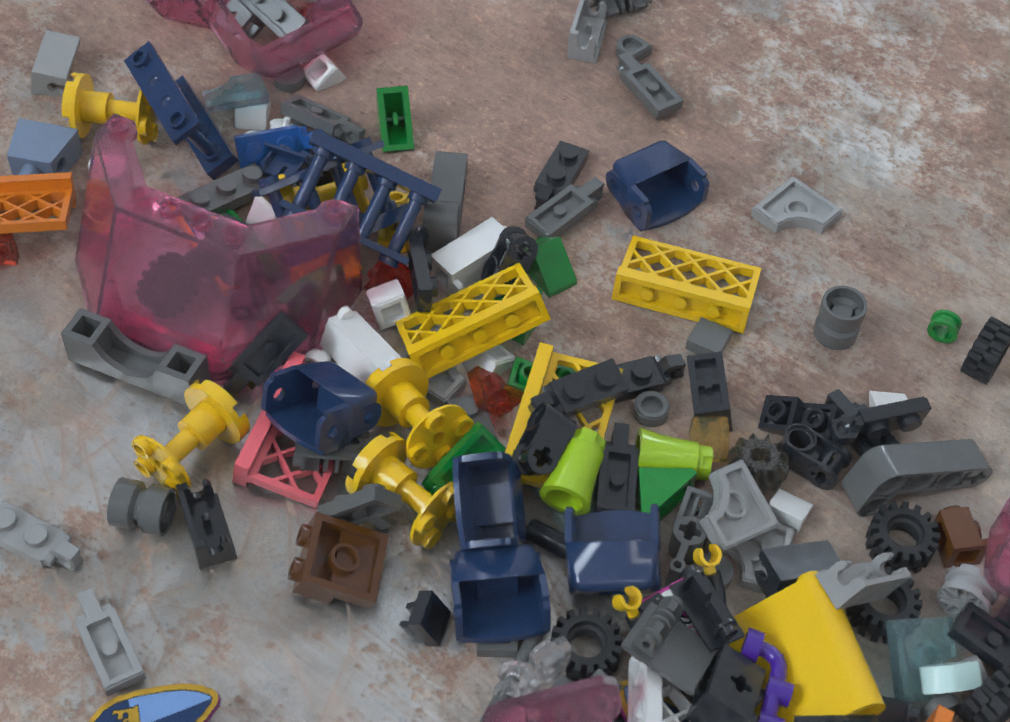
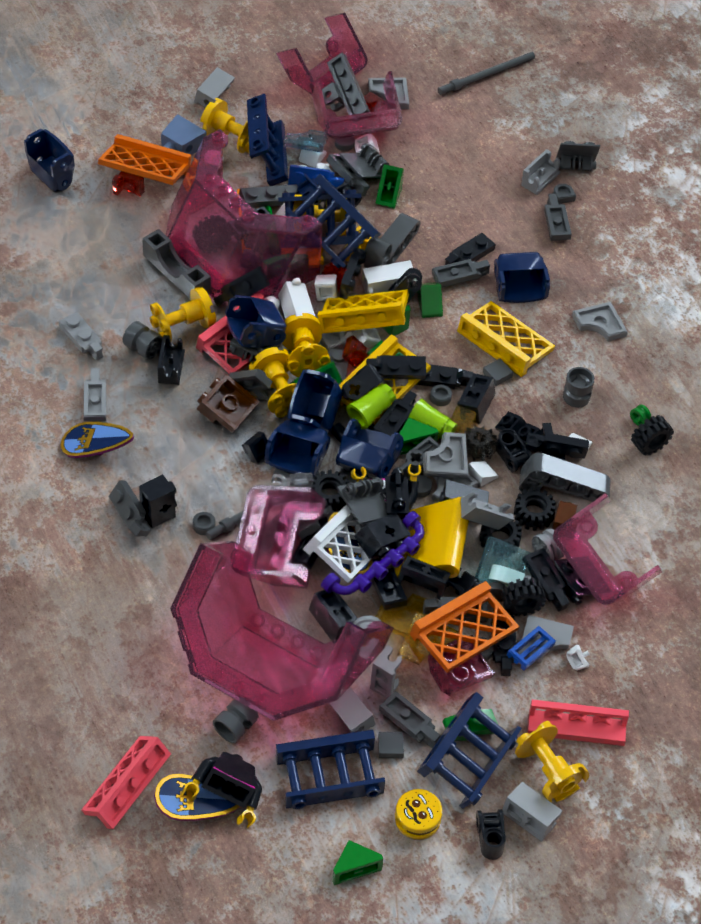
camera: 25 degrees right, 0 degrees up
(342, 95) = (366, 163): none -> dark grey hinge

